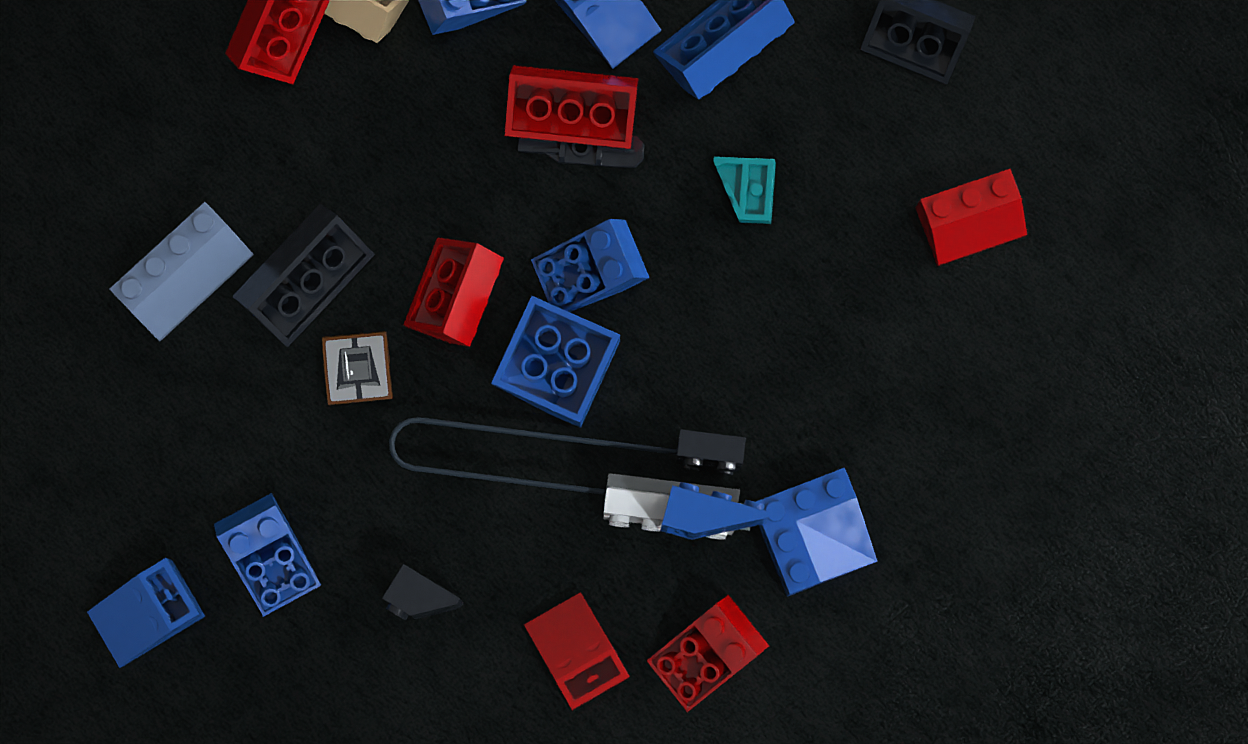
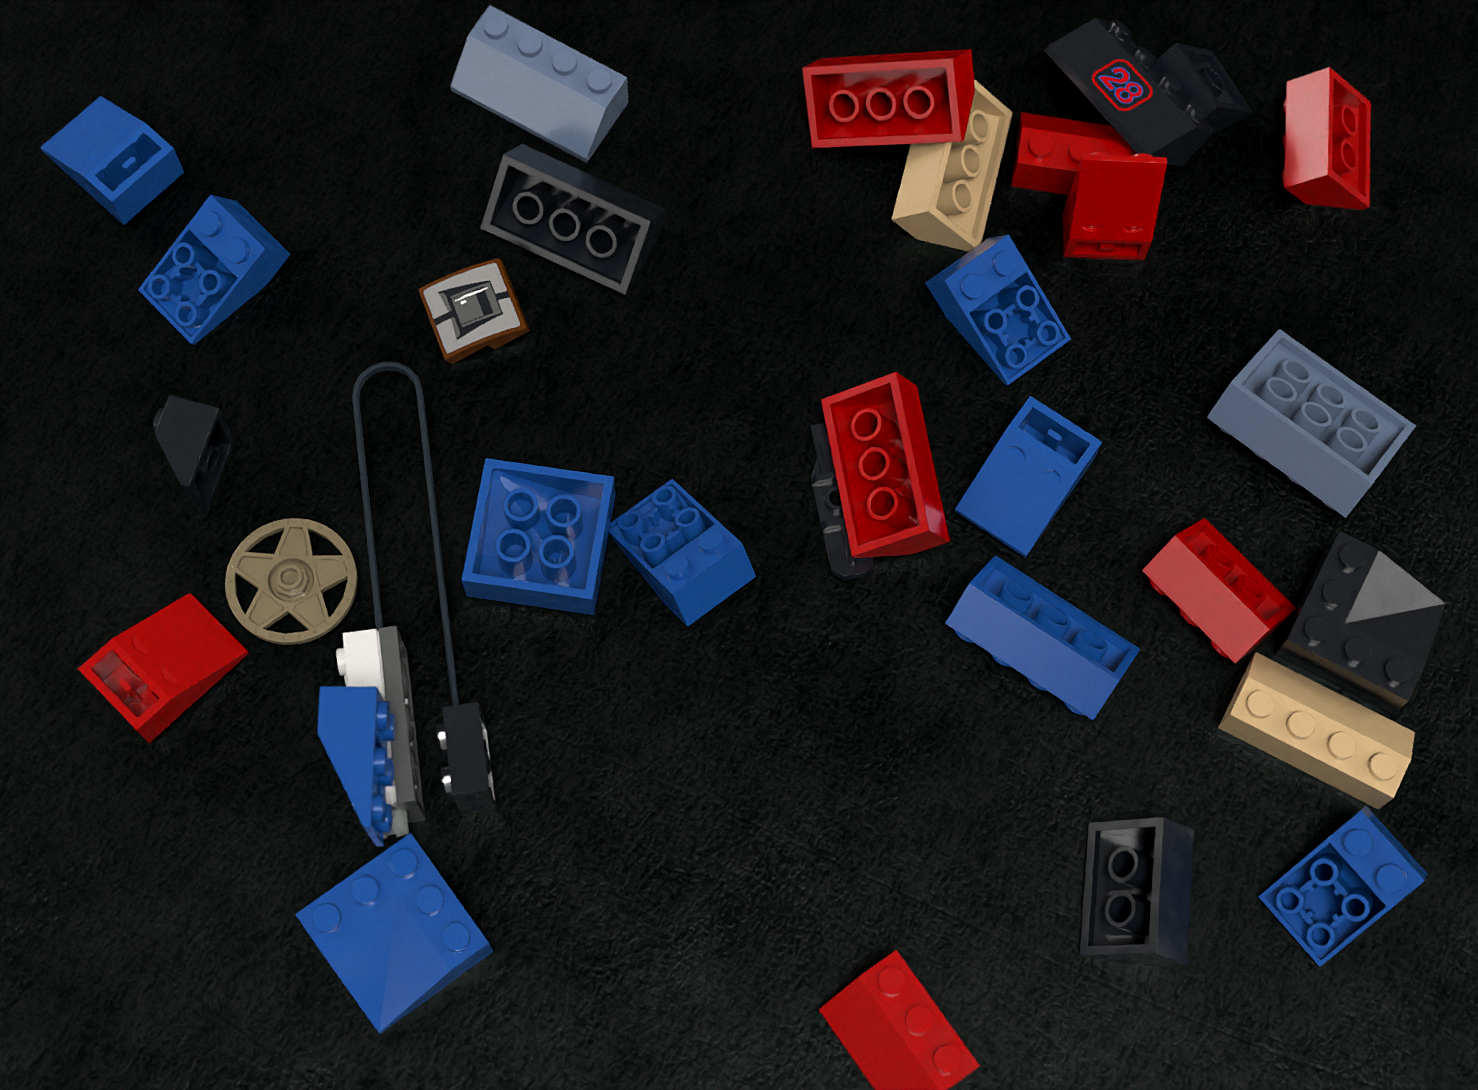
camera: 75 degrees right, 10 degrees down
(454, 291) = (600, 395): red slope -> none
(538, 547) = (291, 581): none -> dark tan wheel
(707, 653) = (202, 836): red slope -> none
(749, 186) = (849, 723): teal wing -> none

